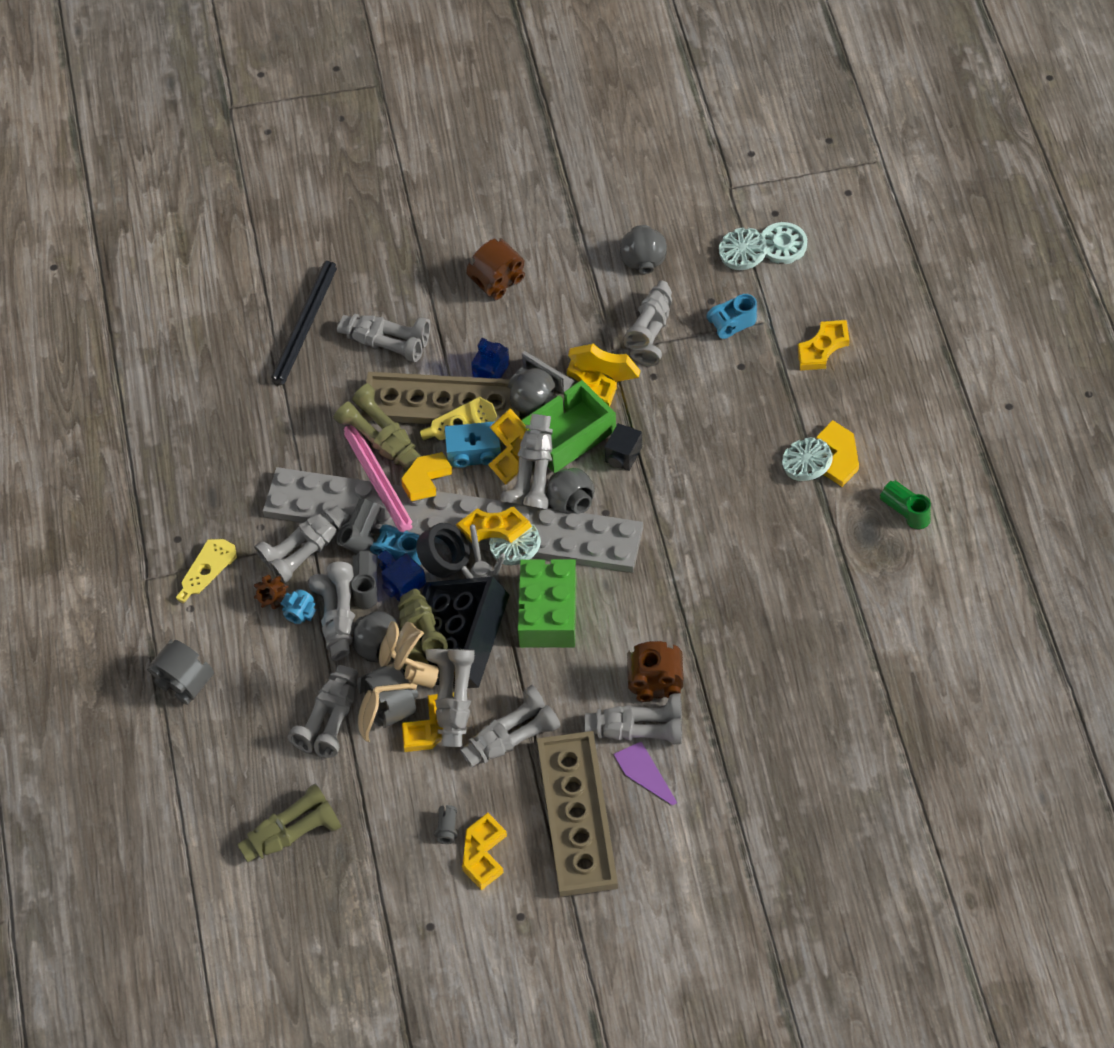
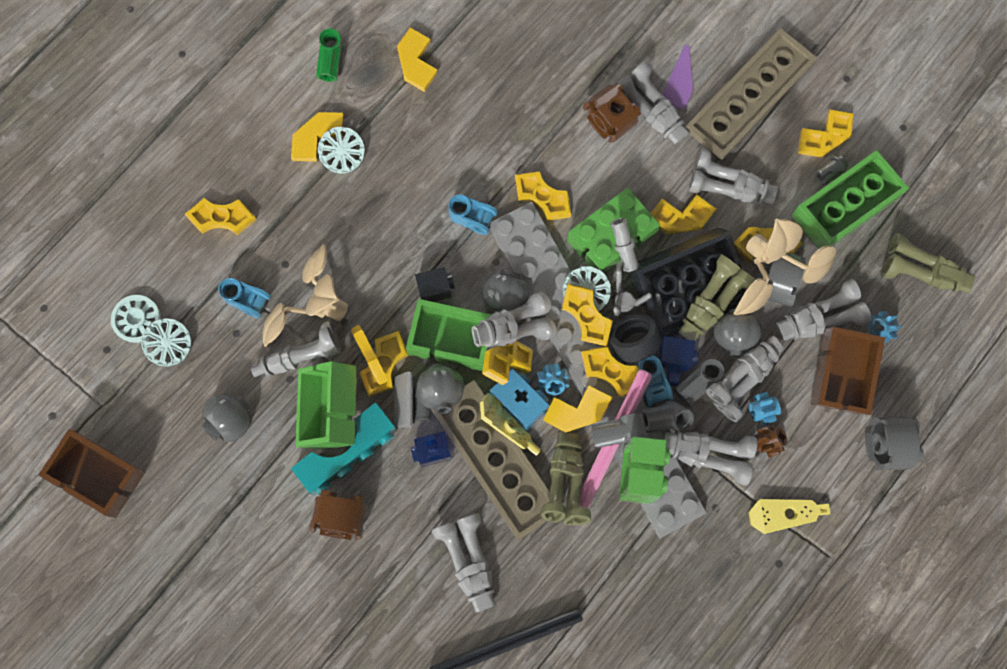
camera: 135 degrees left, 20 degrees up
(271, 682) = (848, 371): none -> reddish brown piece
(274, 747) = (890, 325): none -> dark azure gear
(332, 460) = (643, 470): none -> bright green piece
(375, 476) = (619, 430): none -> dark grey piece
(402, 803) = (850, 201): none -> bright green brick
(442, 511) = (601, 365): none -> yellow tile
(452, 711) = (755, 220): light grey piece -> none
(466, 476) = (553, 379): none -> dark azure gear
(518, 665) = (692, 218): none -> yellow tile
(522, 579) = (624, 244): none -> light grey pin
(545, 331) = (318, 471): none -> teal arch
(586, 307) = (326, 406): none -> bright green piece
(620, 585) = (552, 202): none -> yellow tile
(660, 515) = (473, 215): none -> dark azure piece
(669, 153) = (94, 472): none -> reddish brown piece
(673, 363) = (322, 301): none -> tan plant
(841, 563) = (410, 51): none -> yellow tile

